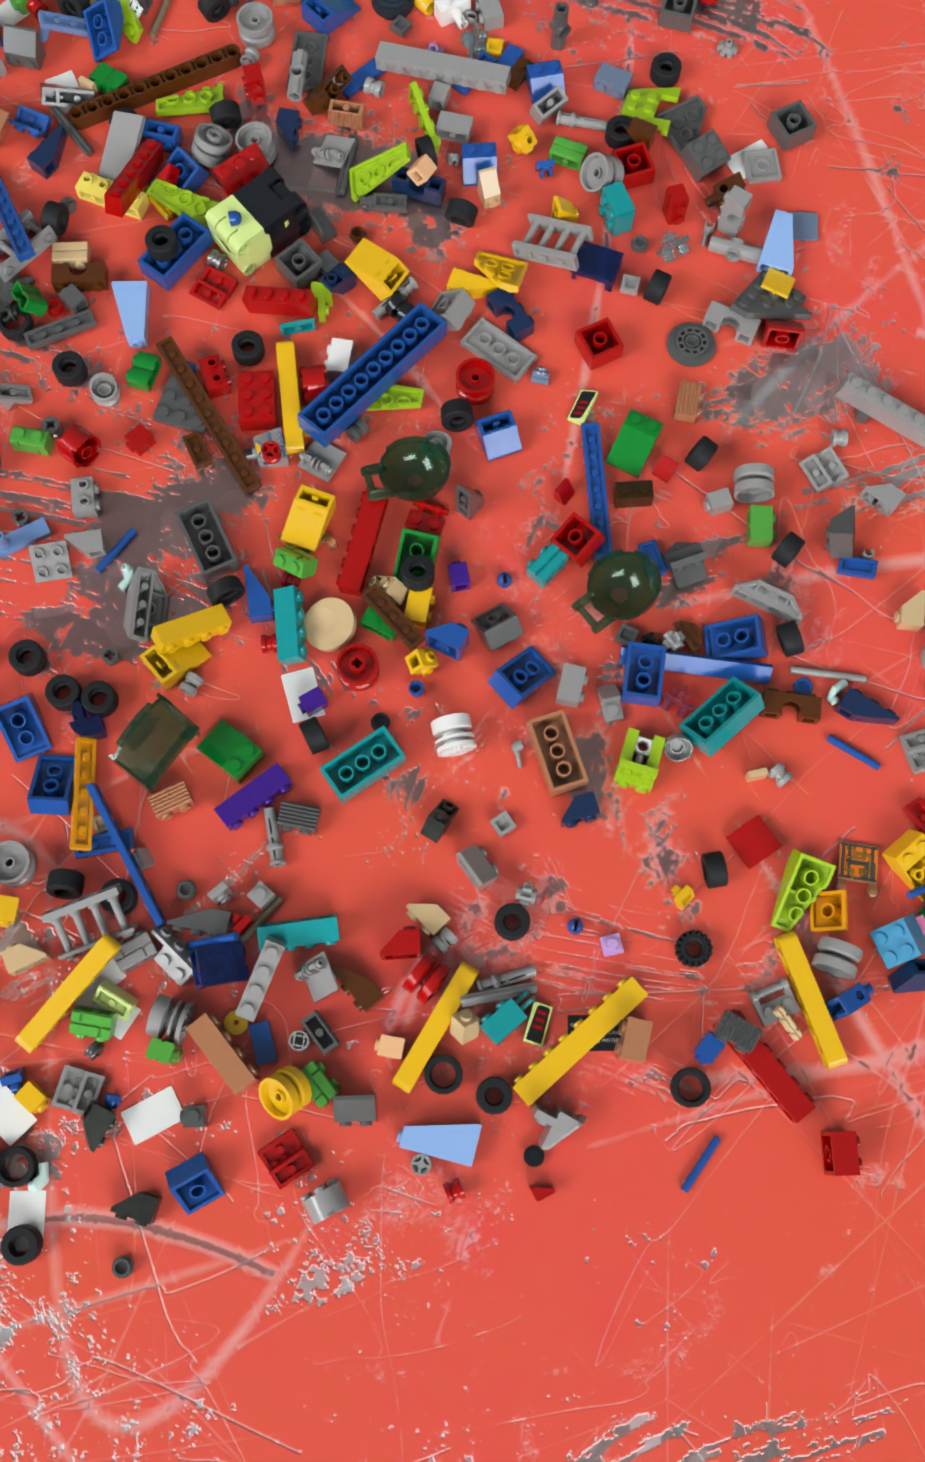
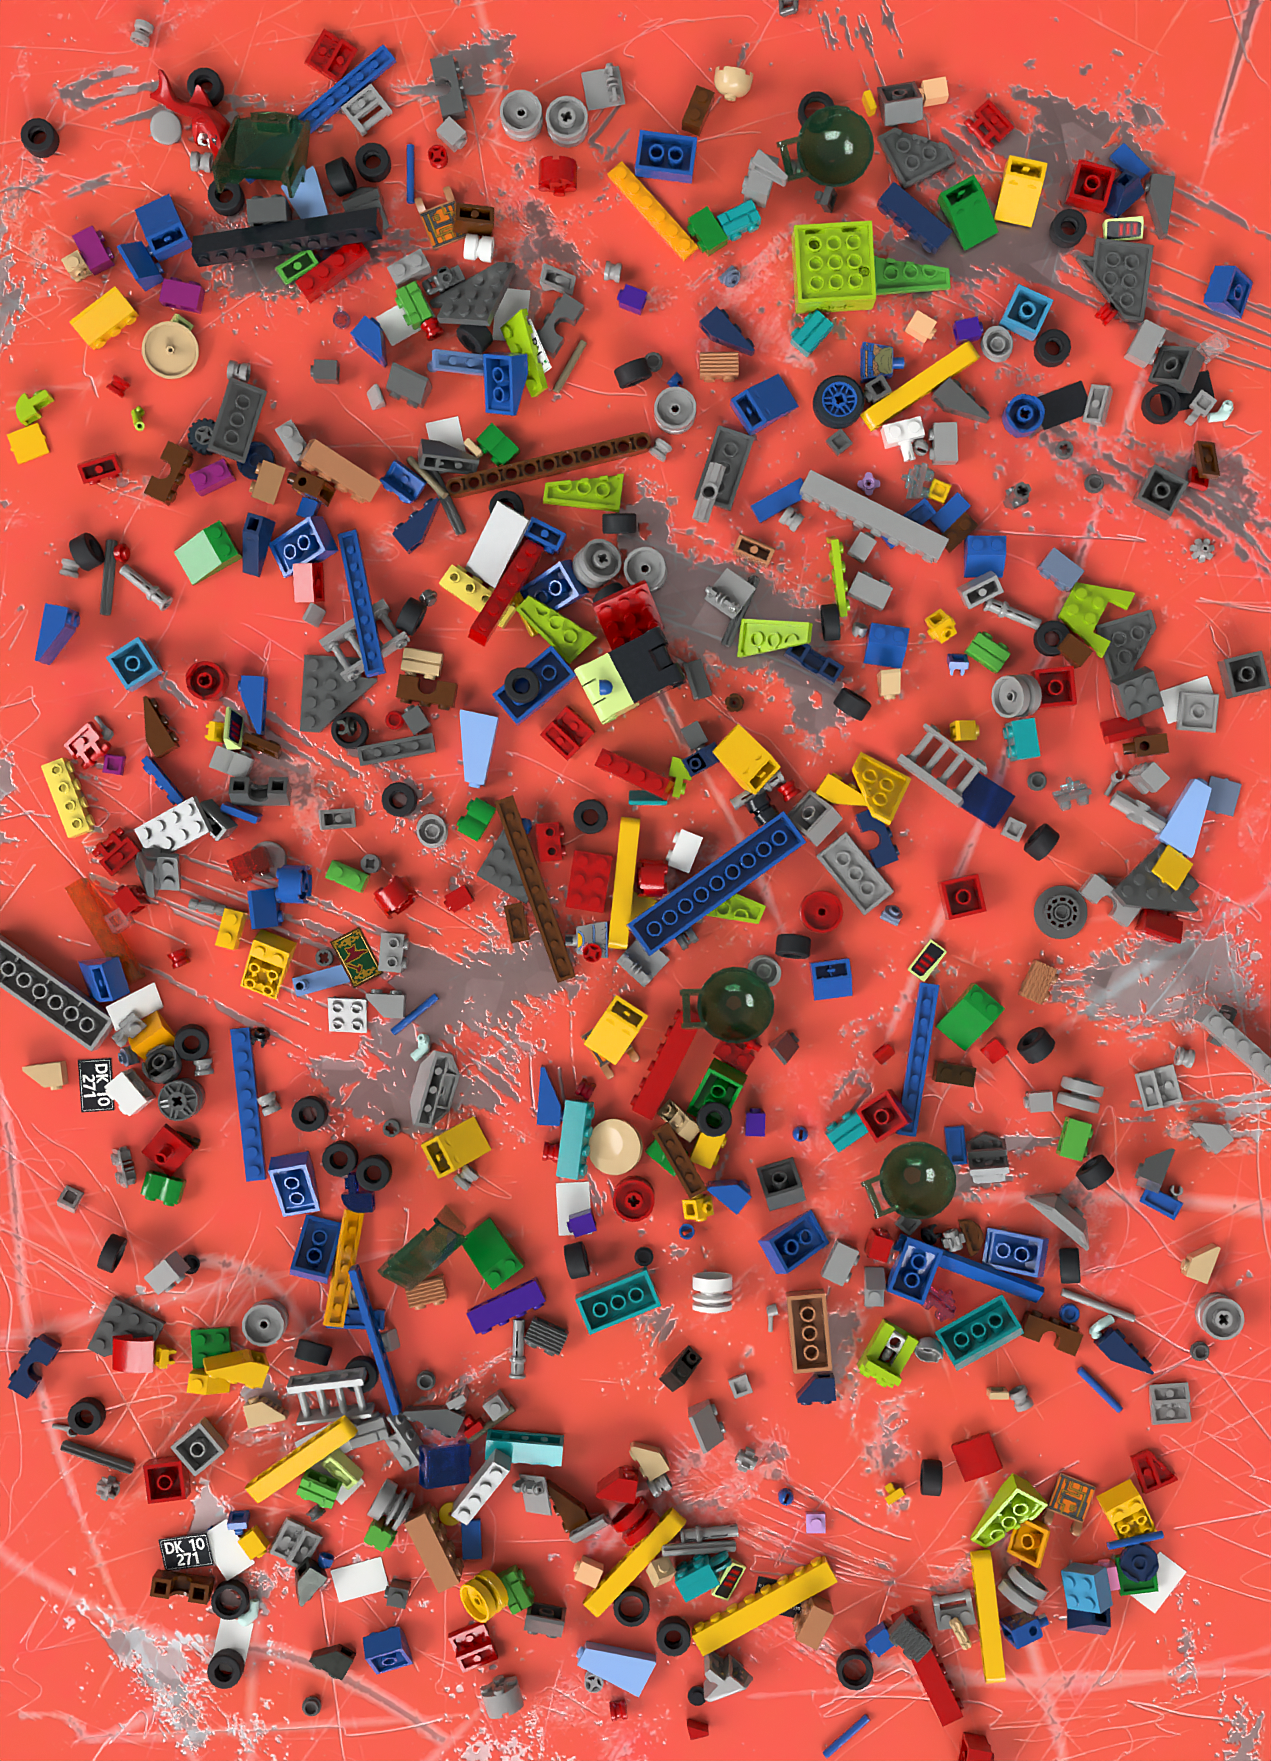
camera: 15 degrees right, 15 degrees up
(29, 298) = (369, 710): green brick -> none
(51, 511) = (356, 957): none -> sticker
(58, 116) = (427, 477): none -> dark tan bar
(169, 174) = (543, 596): red slope -> none
(191, 629) = (476, 1126): yellow brick -> none
(207, 540) = (509, 1030): dark grey brick -> none
(213, 940) = (443, 1439): blue bar -> none
(217, 260) = (577, 702): flat silver wheel -> none
(225, 590) = (517, 1090): black tyre -> none
(255, 84) = (658, 493): red brick -> none
(288, 125) = (685, 549): dark blue slope -> none
(295, 561) = (593, 1075): bright green brick -> none
(298, 264) = (664, 732): dark grey slope -> none
(302, 1043) = (506, 1542): light grey wheel -> none
(320, 1032) = (526, 1546): dark grey brick -> none
(330, 88) = (736, 518): reddish brown slope -> none
(382, 997) = (589, 1528): none -> light grey slope
(385, 203) = (773, 670): dark grey hinge -> none
(421, 169) = (820, 651): light nougat brick -> none
(422, 292) = (788, 790): none -> red wheel
(523, 916) = (729, 1494): black tyre -> none
(603, 656) = (878, 1244): none -> red brick
(622, 16) = (1094, 483): none -> dark grey plate
(665, 78) = (1135, 564): black tyre -> none
(675, 204) = (1087, 749): red brick -> none
(700, 190) = (1120, 729): none -> red panel
(704, 942) = (899, 1553): black tyre -> none

